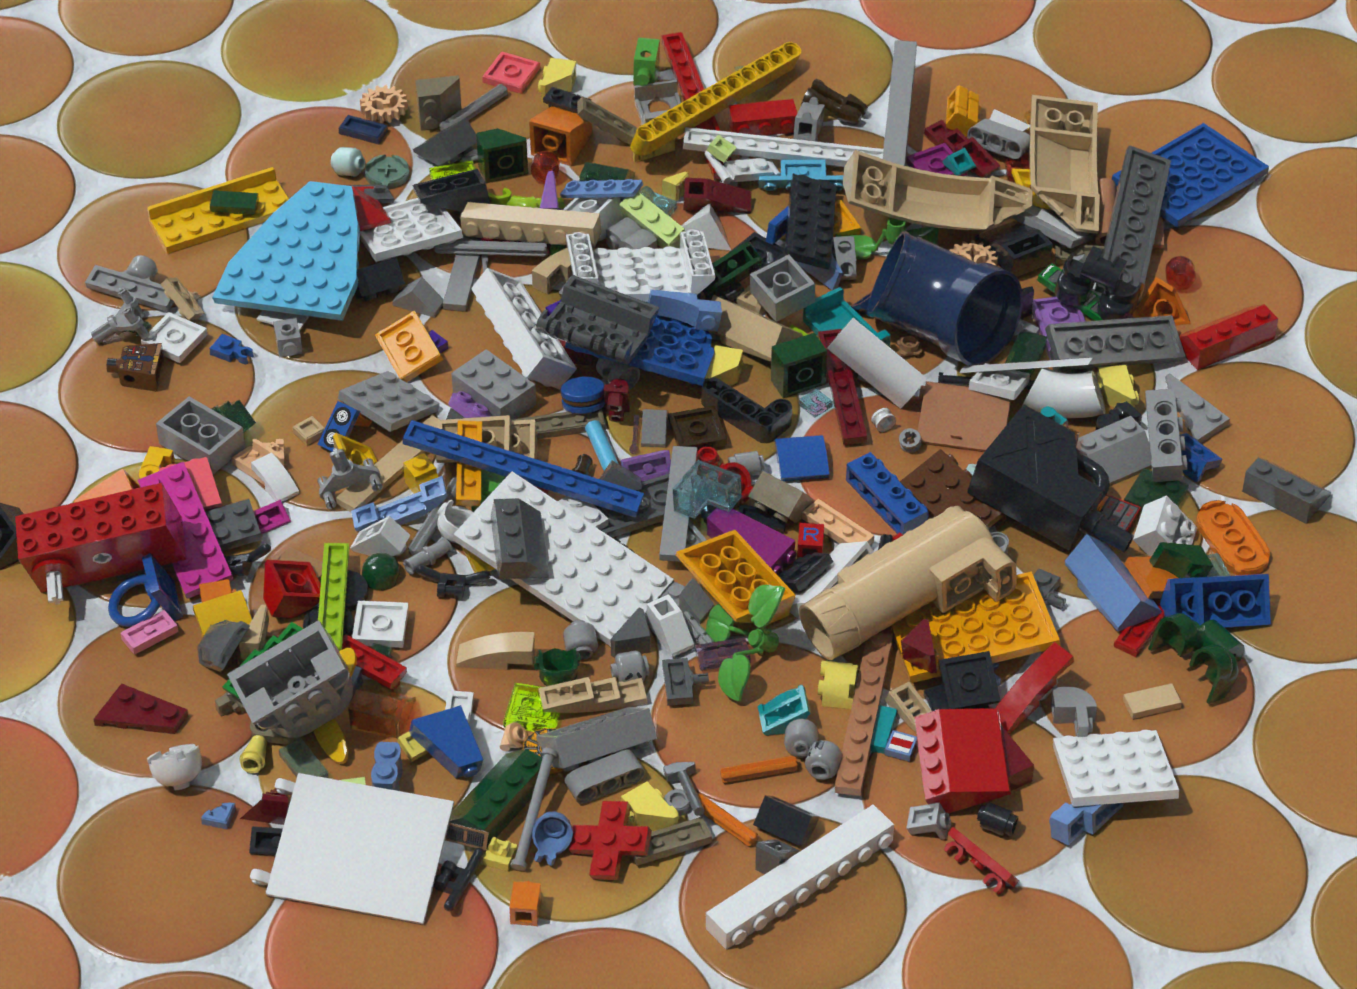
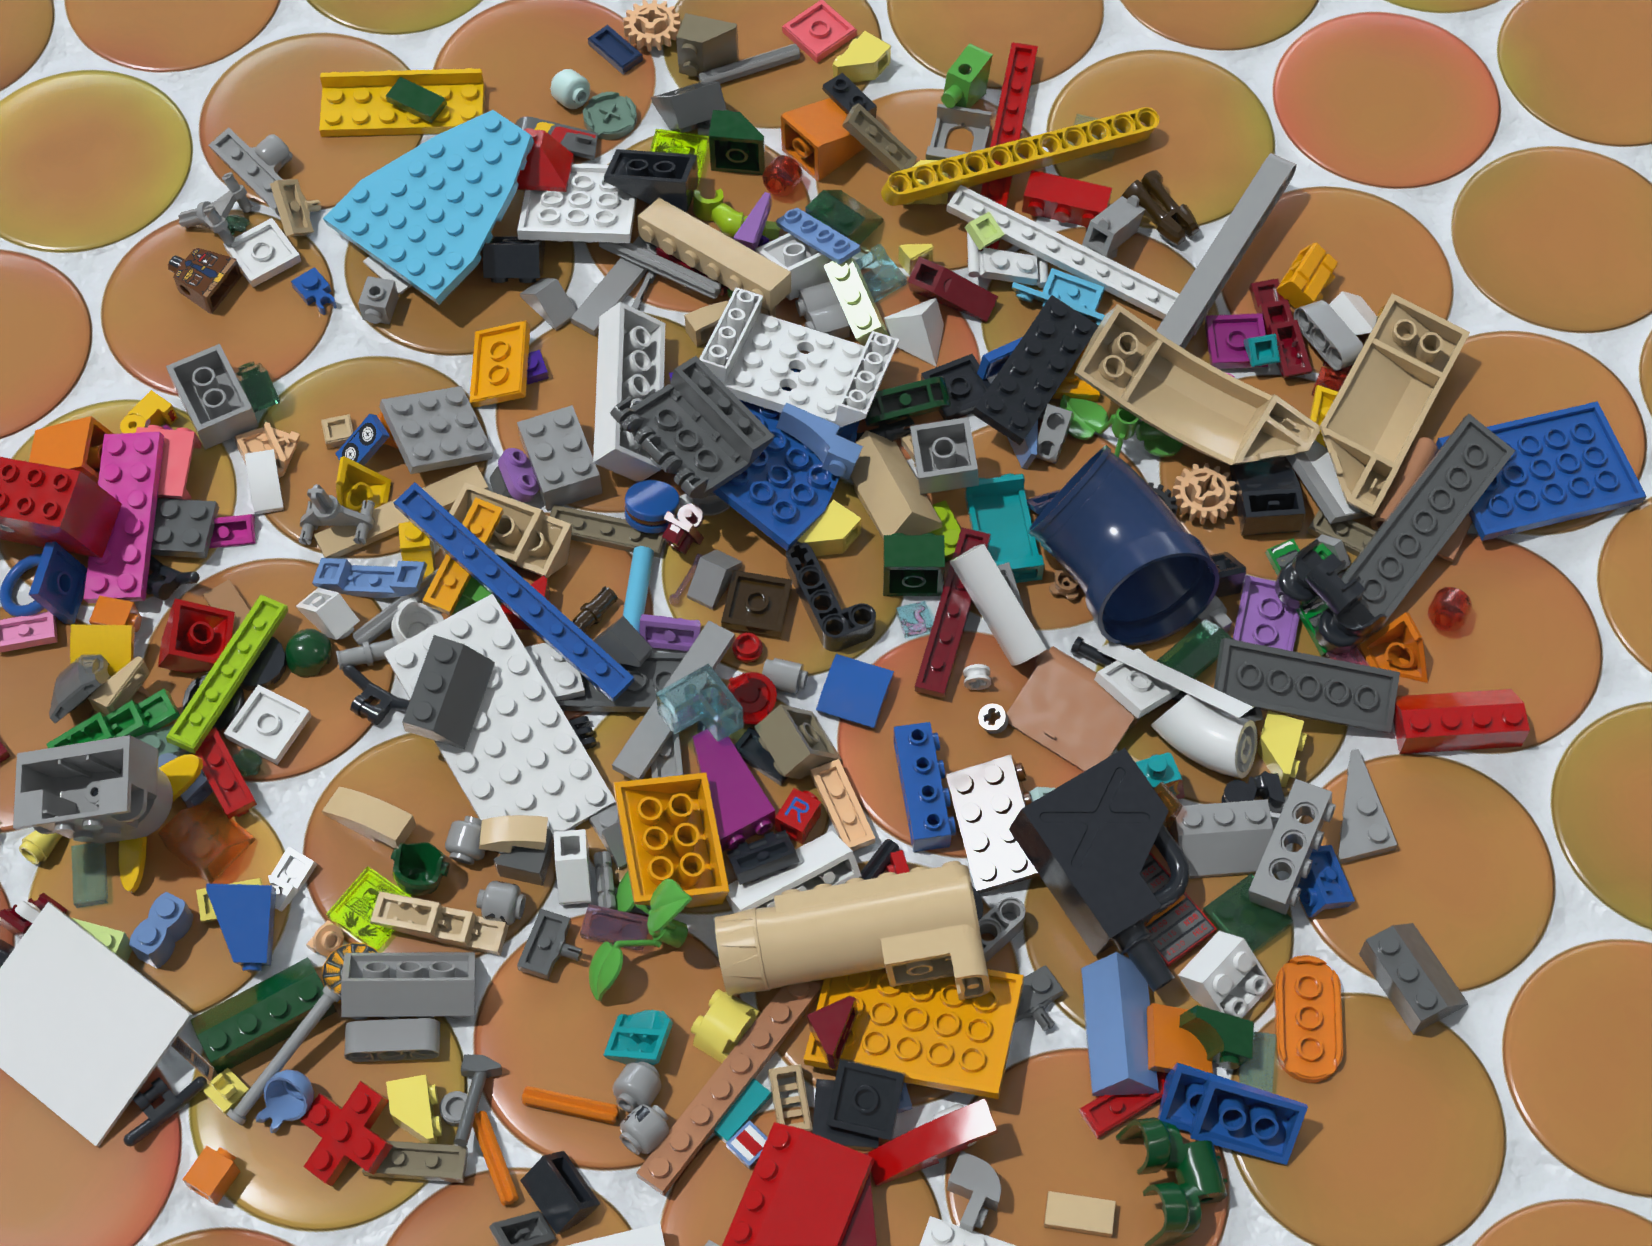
camera: 25 degrees right, 15 degrees up
(611, 617) = (516, 830): none -> tan slope

